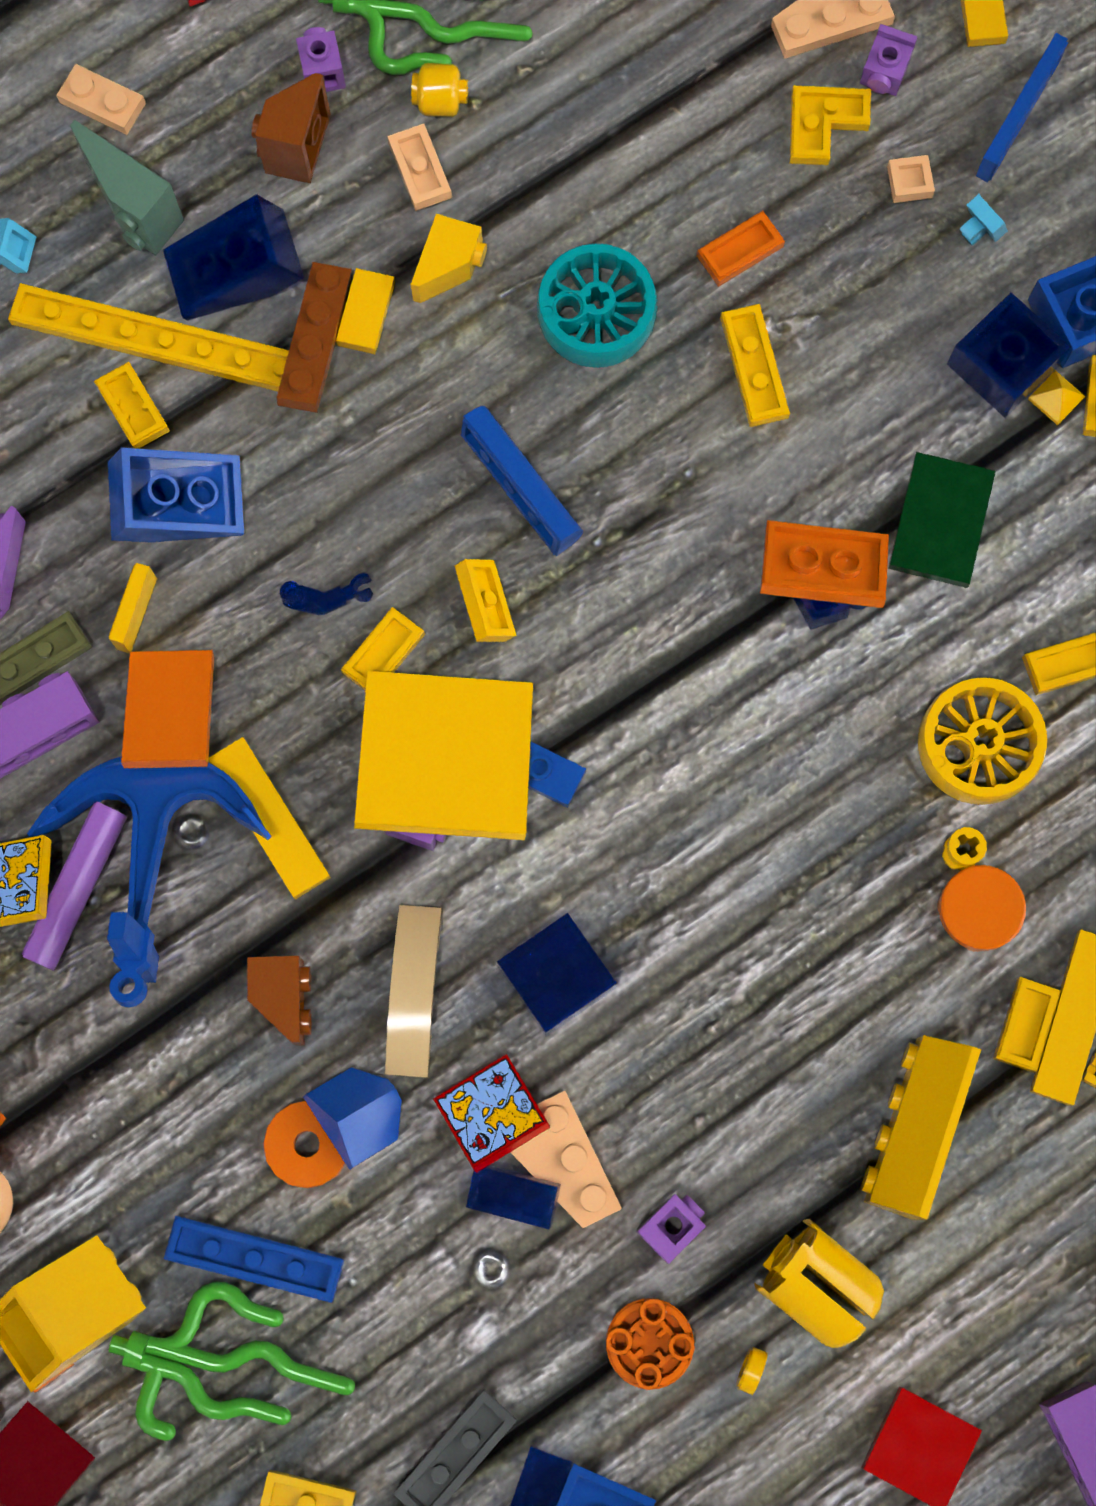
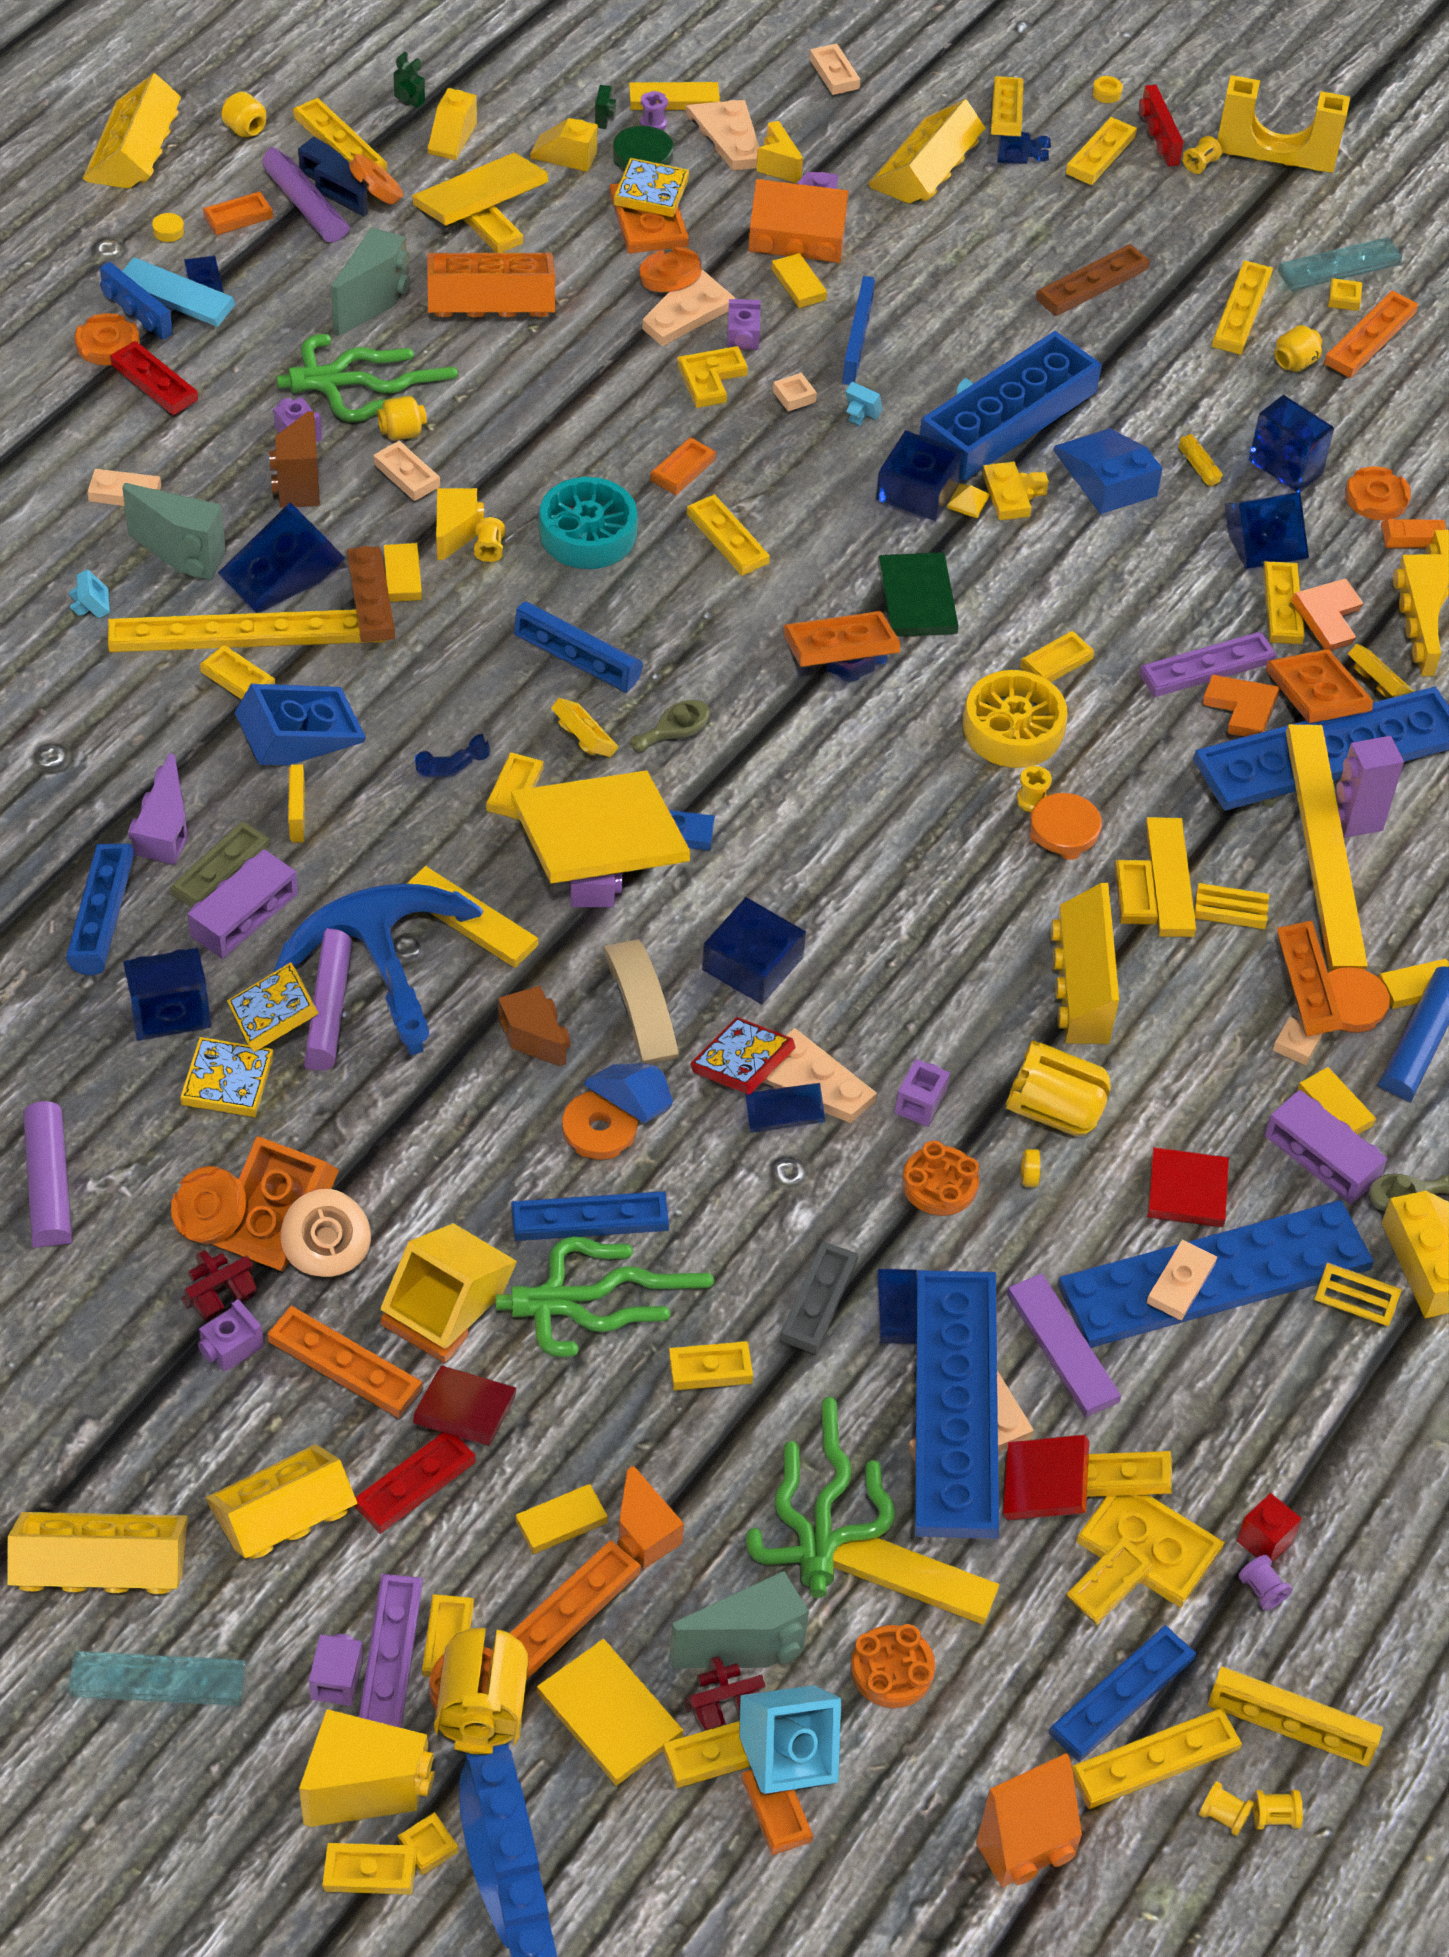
camera: 25 degrees left, 25 degrees down
(168, 709) = (356, 860): orange tile -> none
(476, 296) = (489, 545): none -> yellow bush
(594, 623) = (675, 723): none -> olive piece

